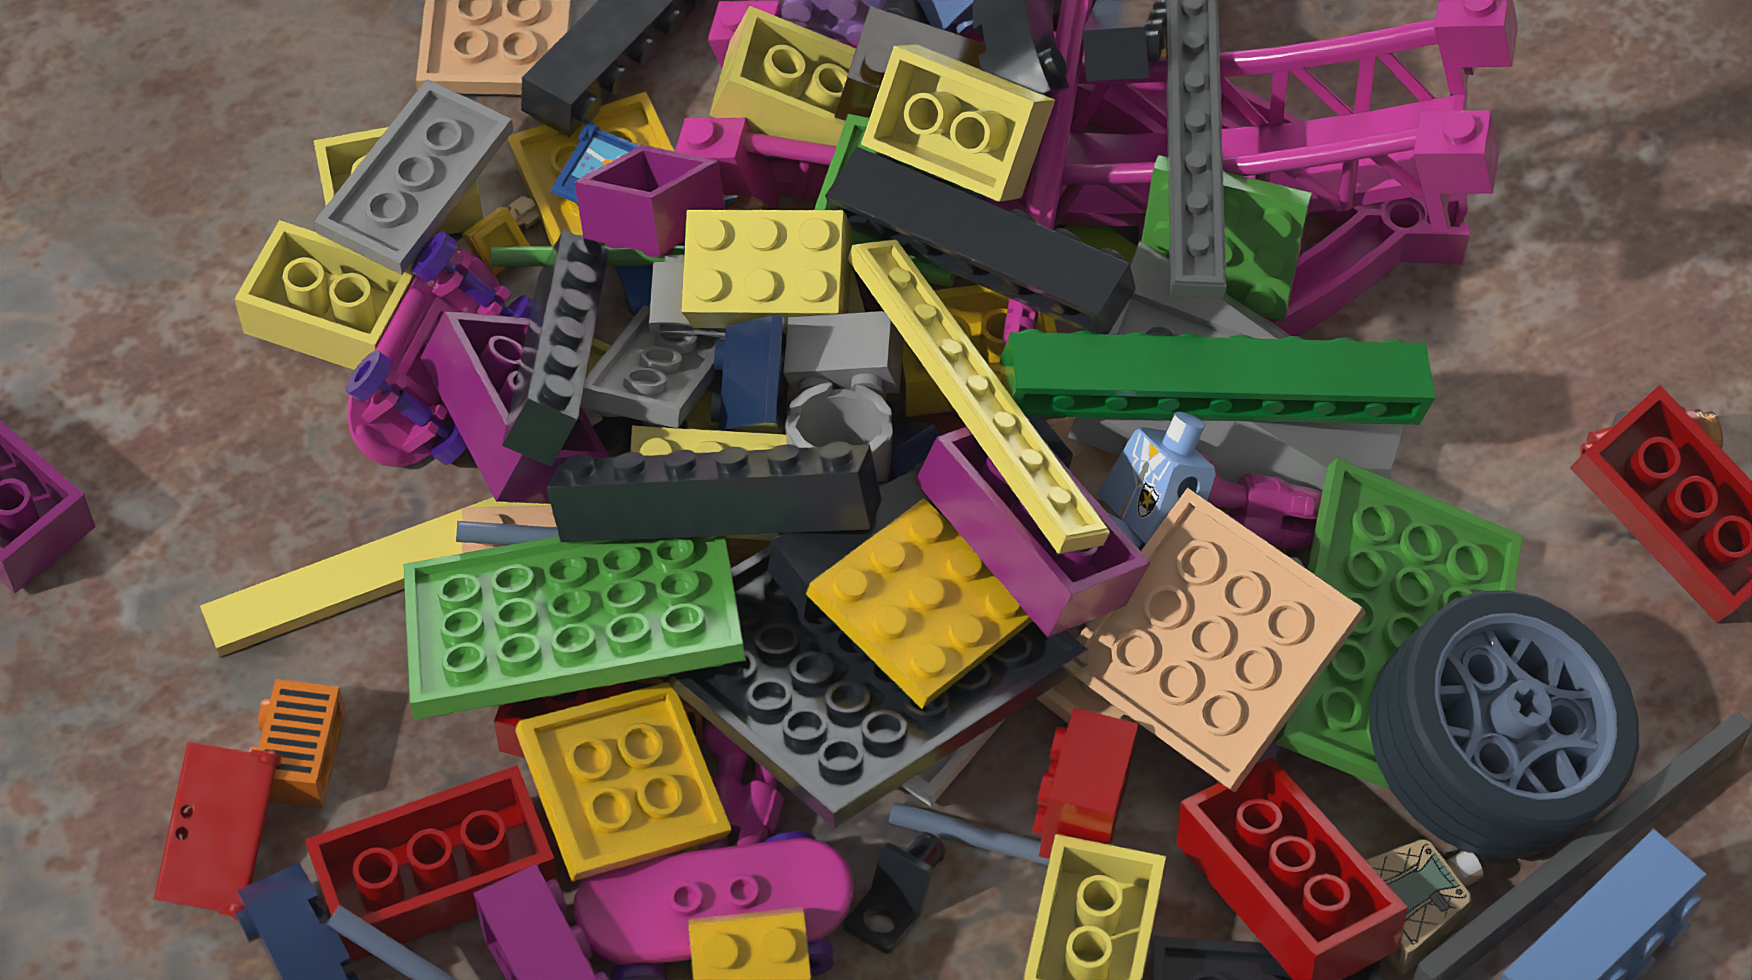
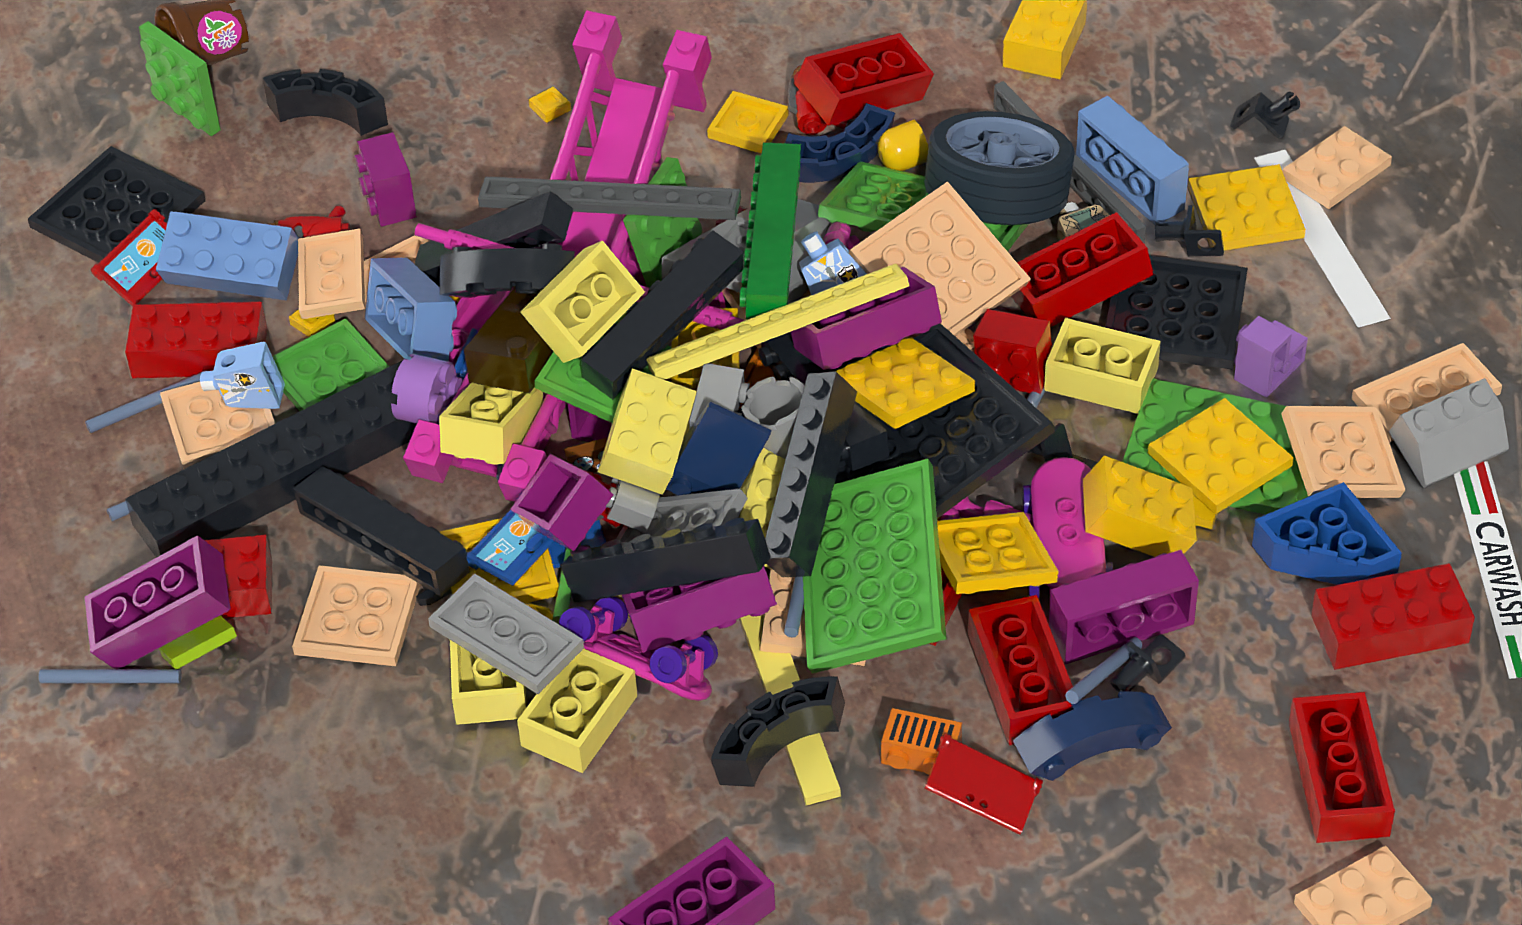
camera: 80 degrees left, 10 degrees down
(301, 531) = (772, 724): none -> black brick
(1549, 520) = (836, 156): none -> dark blue brick
(1562, 579) = (903, 146): none -> yellow helmet
(1567, 99) = (549, 104): none -> yellow tile
(1582, 366) = (747, 121): none -> yellow plate

